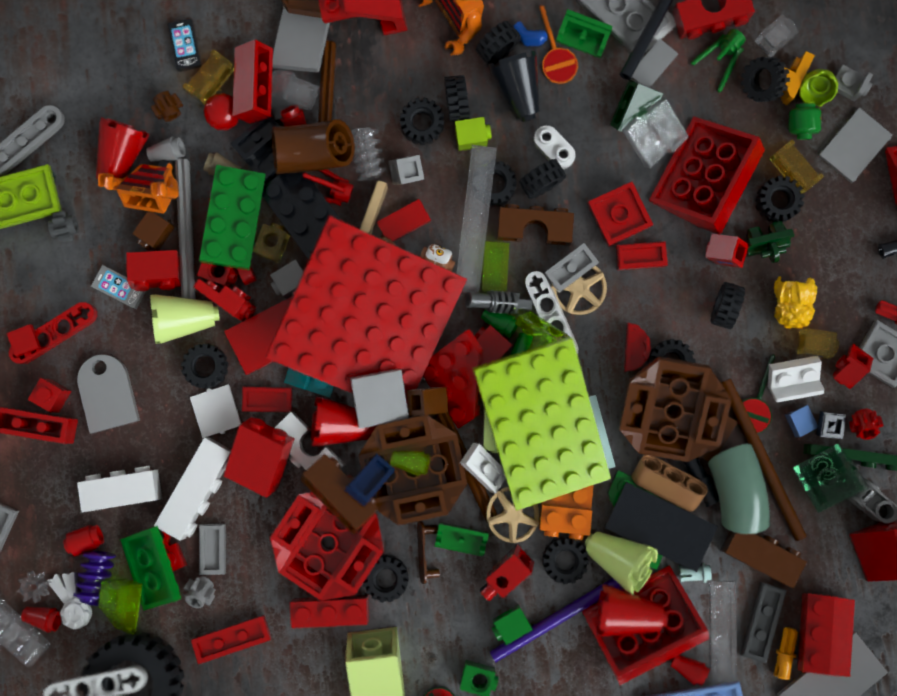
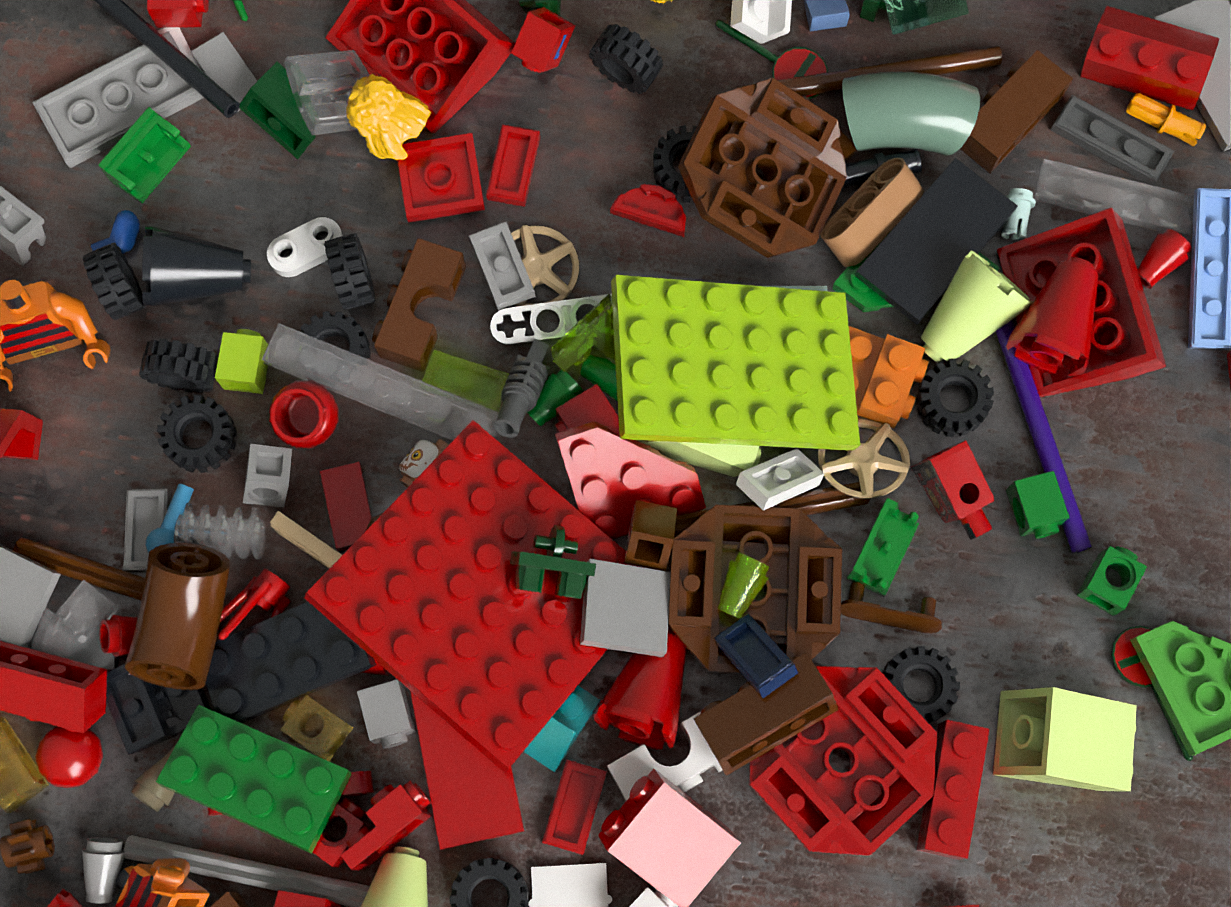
camera: 75 degrees left, 10 degrees down
(354, 121) = (165, 533): none -> dark azure bar
(360, 110) = (143, 514): none -> light grey tile
(385, 339) = (571, 573): none -> dark green hips
(447, 179) = (304, 414): none -> red piece
(559, 63) = (176, 206): piece -> none
(646, 170) = (385, 116): none -> yellow hair

